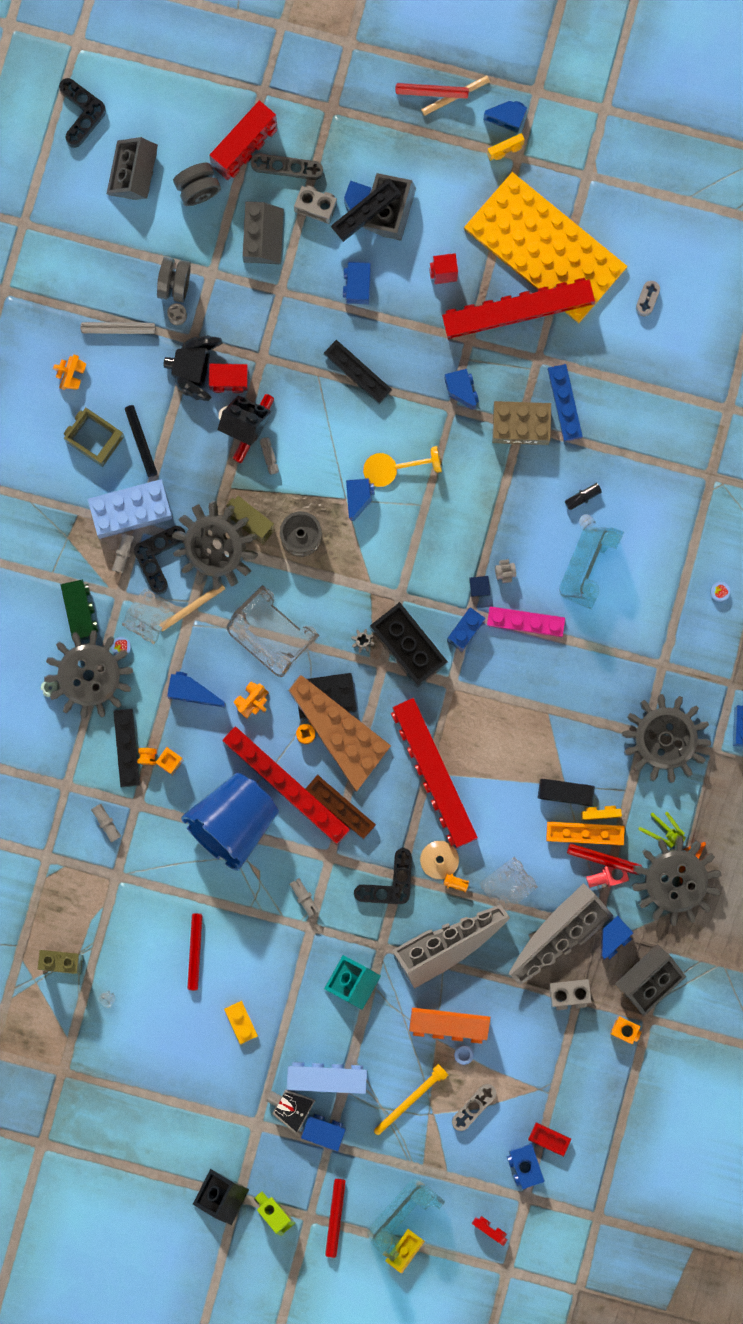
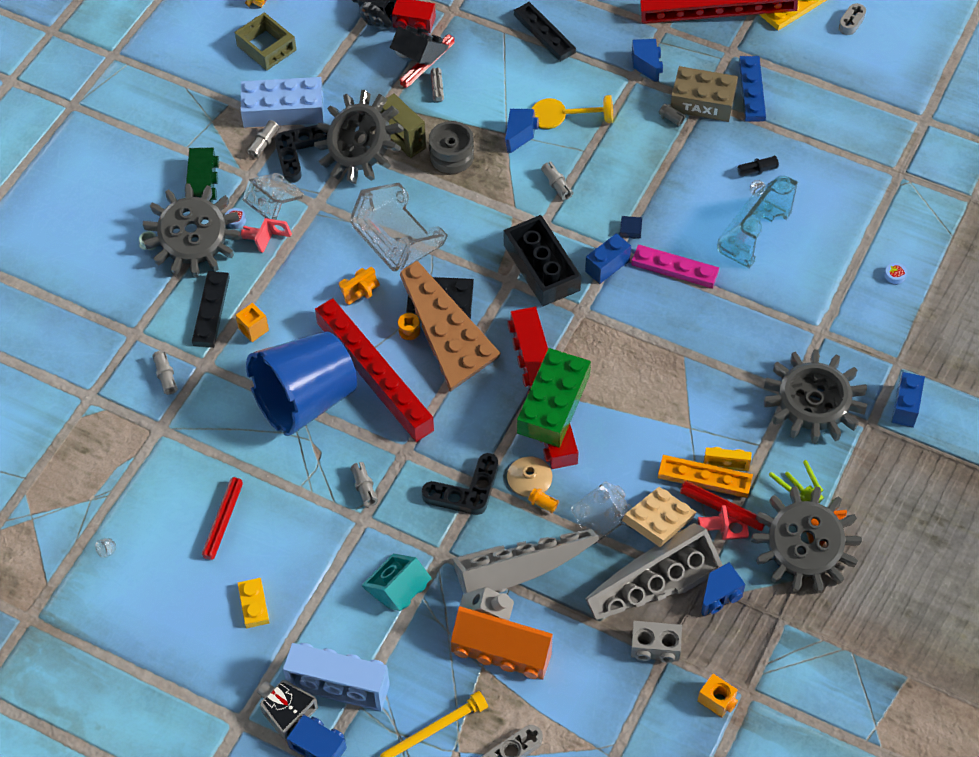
camera: 15 degrees right, 25 degrees down
(60, 962) = (64, 493): olive window -> none
(140, 441) = (311, 52): black axle -> none
(147, 756) = (228, 318): light orange wheel -> none
(151, 662) = (263, 234): none -> coral bracket
(187, 689) = (296, 266): blue slope -> none
(193, 606) = (319, 197): tan bar -> none
(340, 807) = (444, 417): reddish brown plate -> none
(365, 645) = (493, 251): light grey gear -> none
(403, 549) = (557, 181): none -> light grey pin
(436, 998) = (488, 602): none -> light grey torso
(448, 793) = (553, 397): none -> green brick
(463, 1054) = (512, 689): light blue tile -> none
(495, 450) = (671, 114): none -> dark grey pin
(505, 571) = (661, 214): light grey gear -> none
(554, 883) = (659, 516): none -> tan plate
(566, 792) = (689, 430): black beam -> none
(650, 980) = (759, 645): dark grey slope -> none

